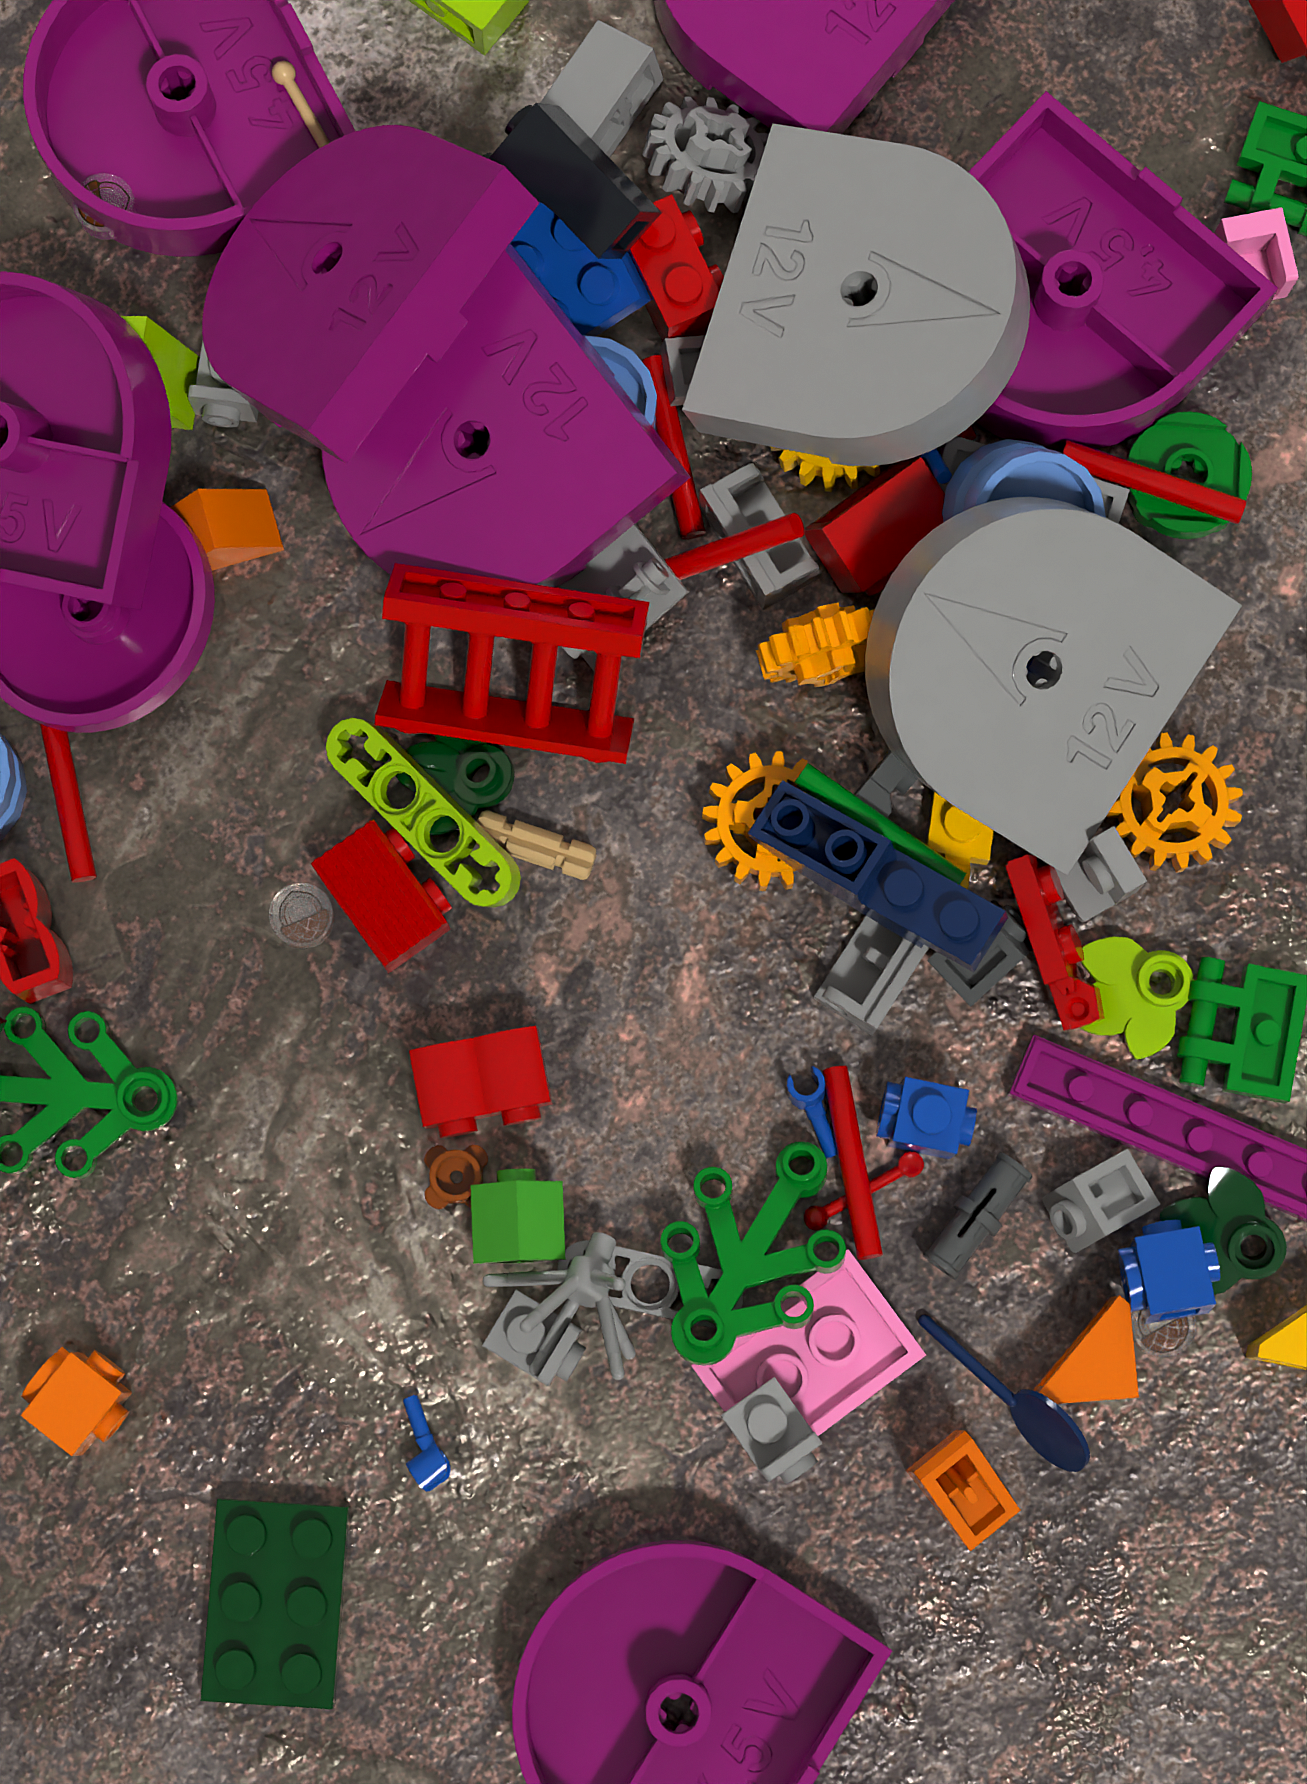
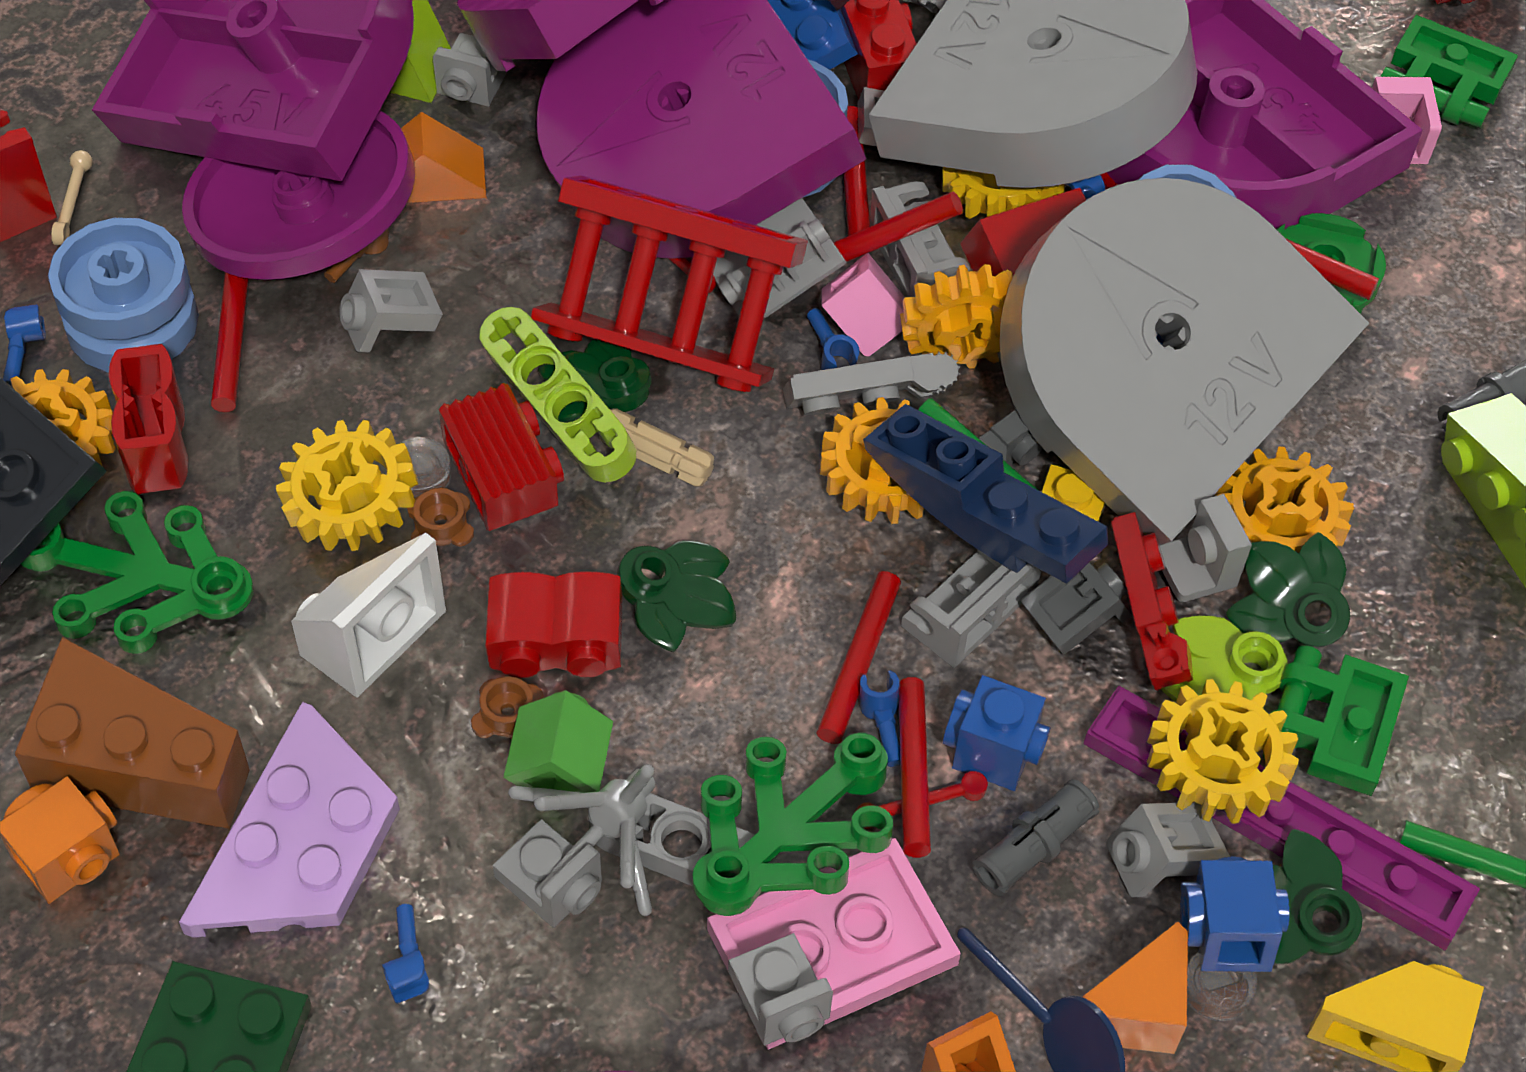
camera: 10 degrees right, 25 degrees down
(109, 1295) = (130, 743): none -> dark orange wedge
(222, 729) = (387, 302): none -> light grey bracket
(239, 936) = (347, 485): none -> yellow gear
(295, 1345) = (298, 838): none -> lavender wing
(298, 1114) = (372, 614): none -> white slope
(322, 970) = (442, 505): none -> dark orange plate
(599, 1014) = (683, 594): none -> dark green plate
(685, 675) = (832, 344): none -> blue hand
(716, 627) = (865, 304): none -> bright pink panel
(737, 728) = (919, 375): none -> light grey hinge
(780, 1047) = (858, 657): none -> red bar
(1159, 1129) = (1222, 751): none -> yellow gear
(1186, 896) = (1289, 583): none -> dark green plate

